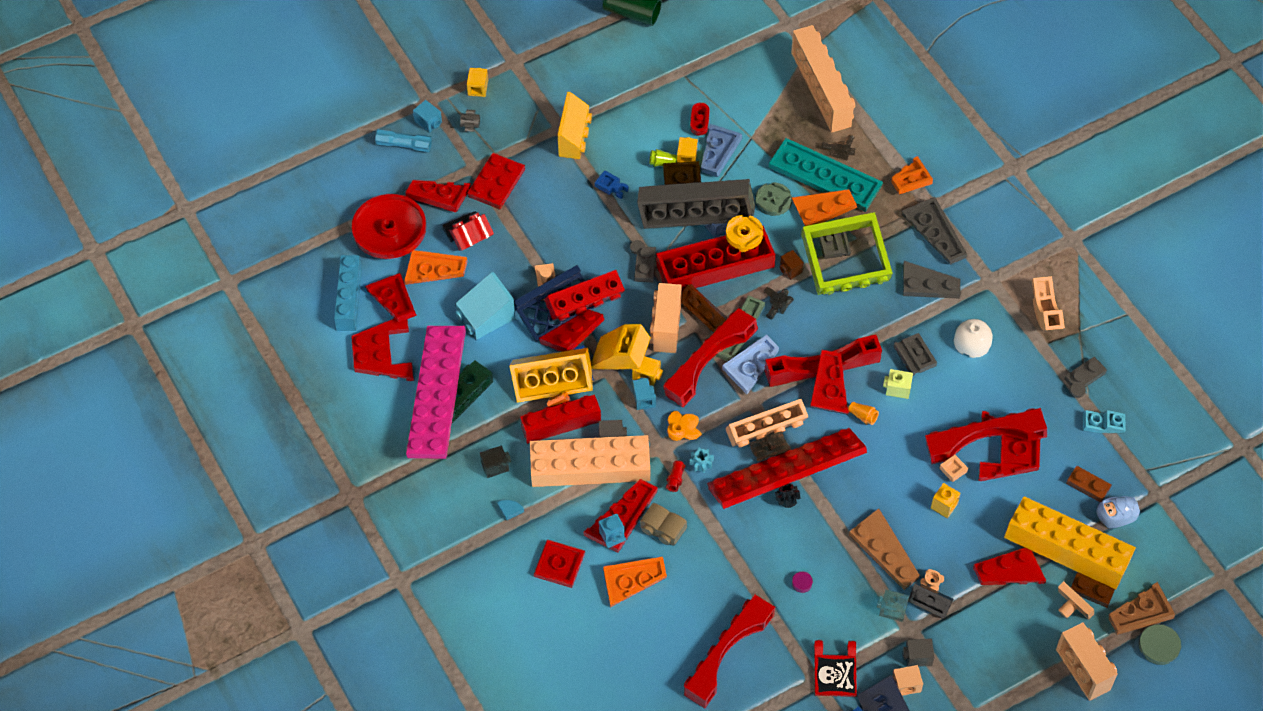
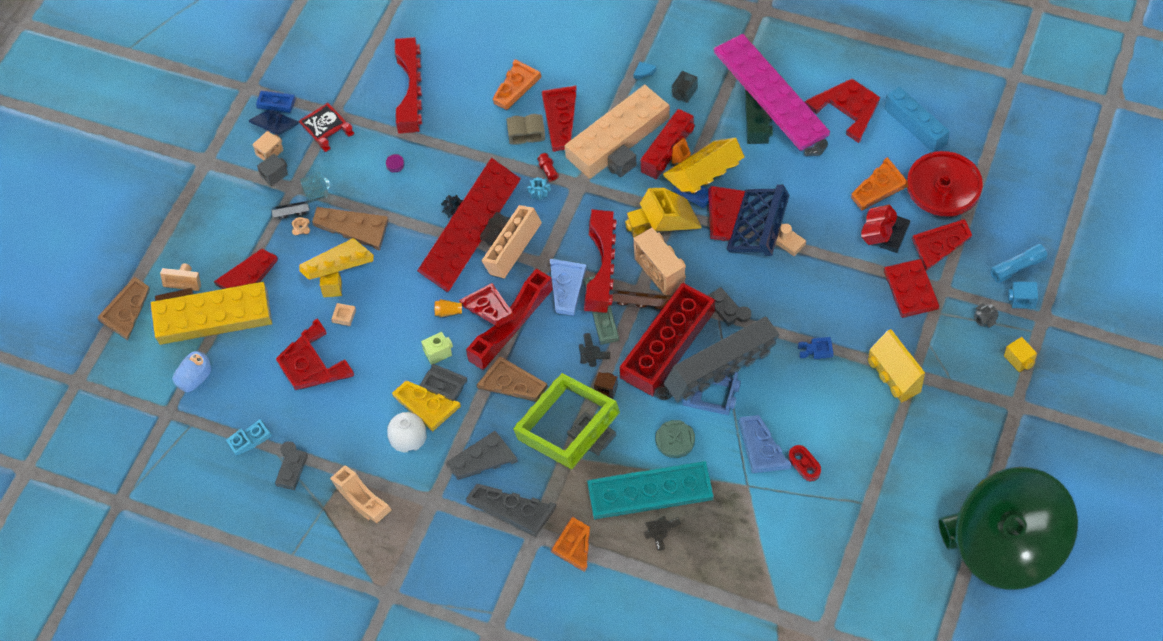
camera: 145 degrees right, 0 degrees up
(393, 297) = (880, 141): red wing -> none
(485, 307) = (804, 178): medium azure slope -> none
(559, 563) = (575, 62): red tile -> none
(584, 295) = (739, 234): red brick -> none
(612, 530) = (553, 89): dark azure brick -> none
(643, 394) = (624, 202): dark azure brick -> none
(659, 157) = (800, 401): lime cone -> none
(681, 173) = (765, 397): dark brown plate -> none
(682, 426) = (575, 207): light orange plate -> none
(687, 149) = (784, 422): yellow brick -> none
(740, 241) = (651, 353): yellow plate -> none
(822, 78) = (732, 574): light nougat brick -> none
(823, 206) = (623, 454): orange wing -> none
(858, 318) = (512, 381): none -> medium nougat wing
(926, 506) = (336, 259): none -> yellow wing
(944, 348) = (428, 406): none -> yellow wing
(1024, 425) = (304, 370): red arch -> none
(1086, 661) = (143, 235): light nougat brick -> none
(1088, 484) = (229, 379): dark orange plate -> none
(1160, 644) = (97, 295): sand green tile -> none

